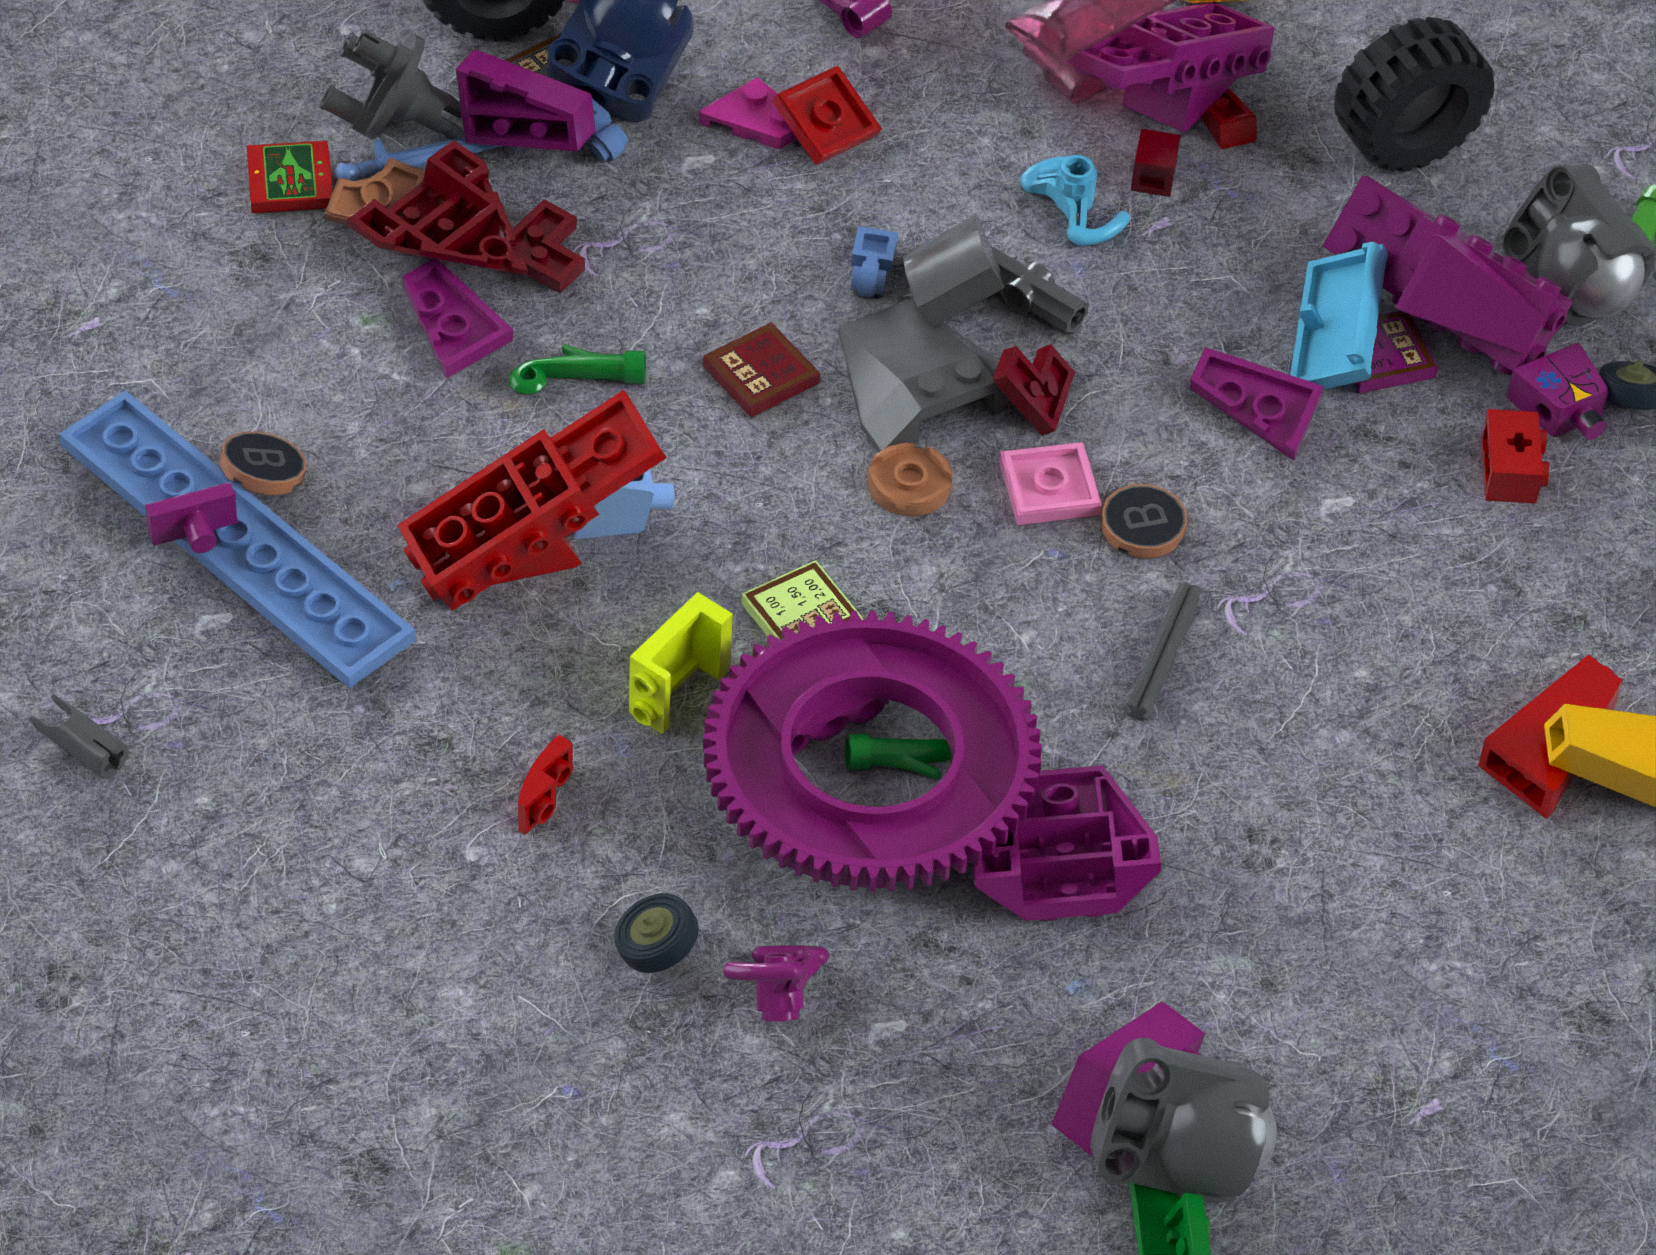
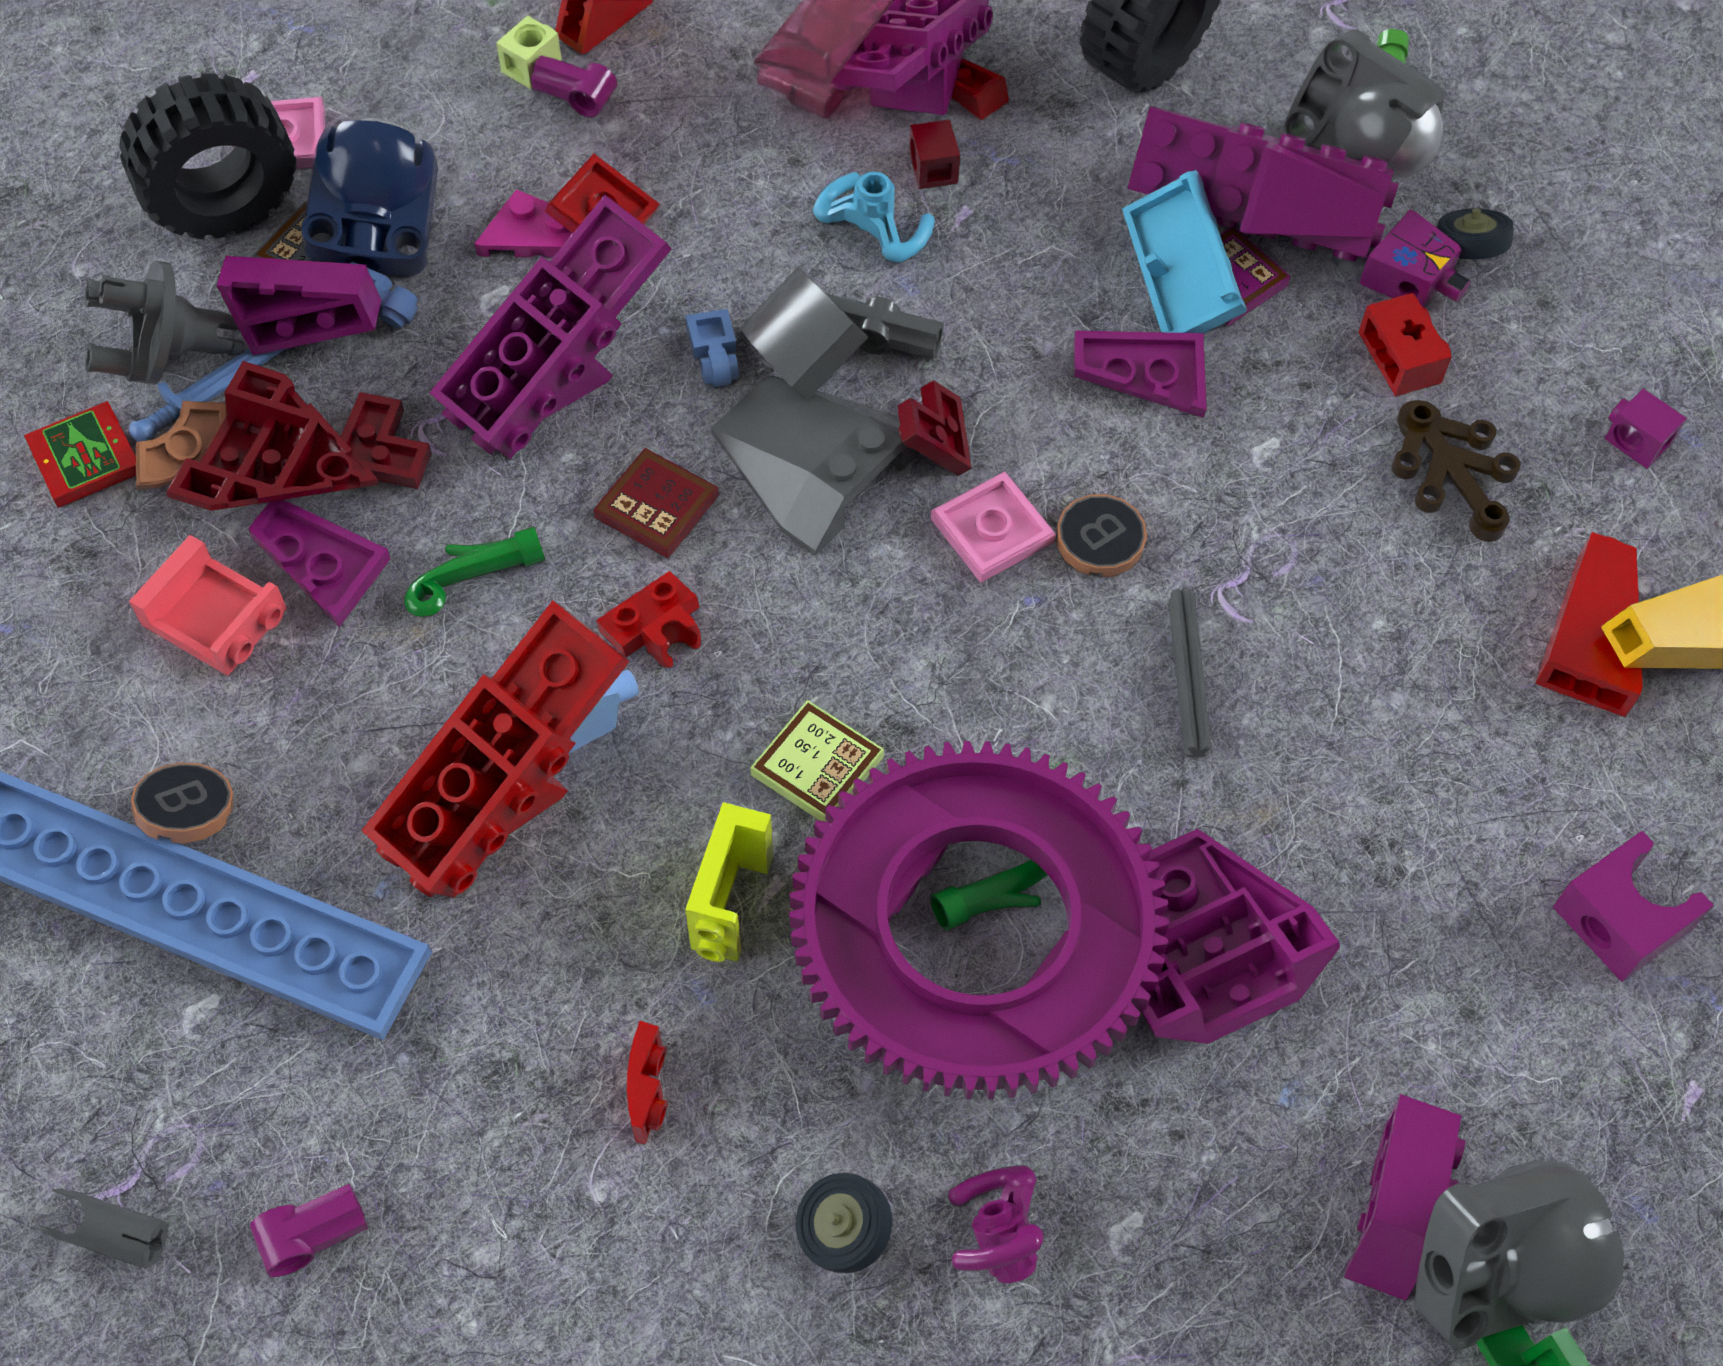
camera: 20 degrees left, 10 degrees up
(192, 516) = (131, 906): magenta tile -> none
(219, 791) = (293, 1234): none -> magenta piece
(343, 326) = (207, 607): none -> coral panel
(714, 204) = (545, 334): none -> magenta wedge
(715, 457) = (654, 618): none -> red plate
(910, 479) = (856, 572): nougat tile -> none
(1435, 959) = (1619, 921): none -> magenta piece
(1495, 527) = (1454, 462): none -> dark brown plant

